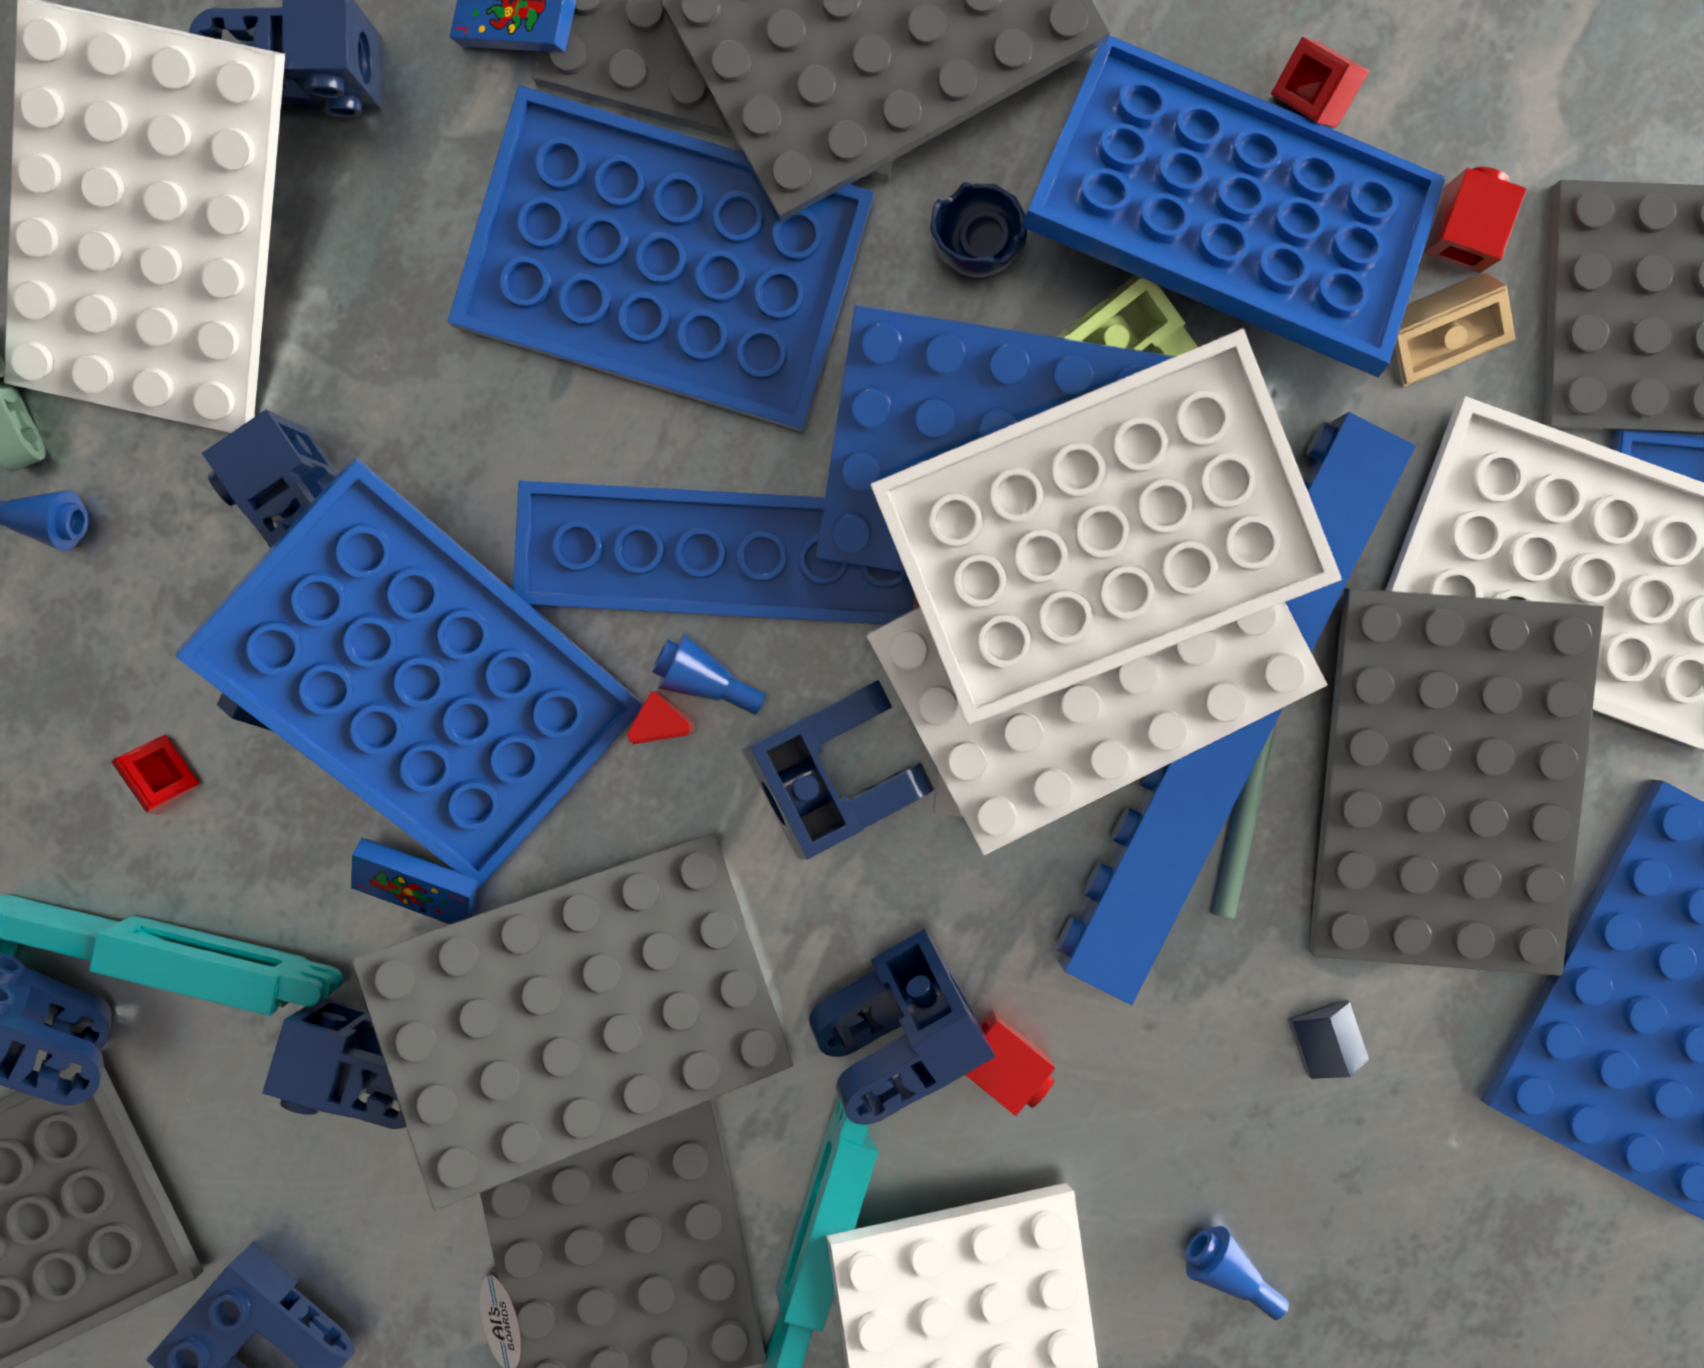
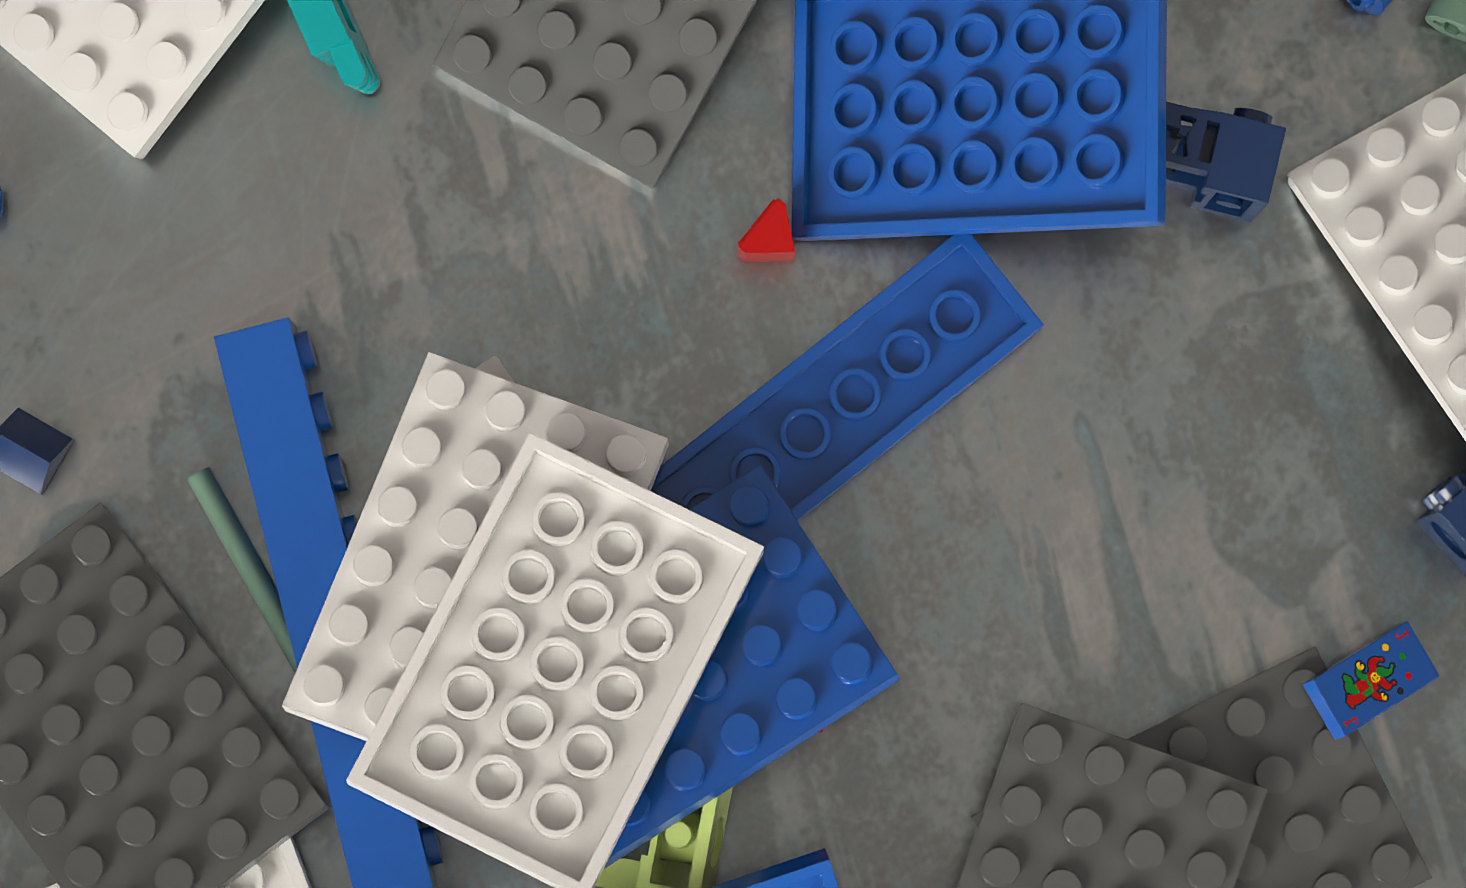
camera: 140 degrees right, 5 degrees down
(656, 261) = (1090, 589): blue plate -> none
(694, 672) = (779, 297): blue cone -> none
(801, 789) = (613, 278): dark blue brick -> none
(940, 1041) = (382, 201): dark blue brick -> none
(978, 229) = (863, 833): dark blue hair -> none
(1018, 1071) = (268, 209): red brick -> none

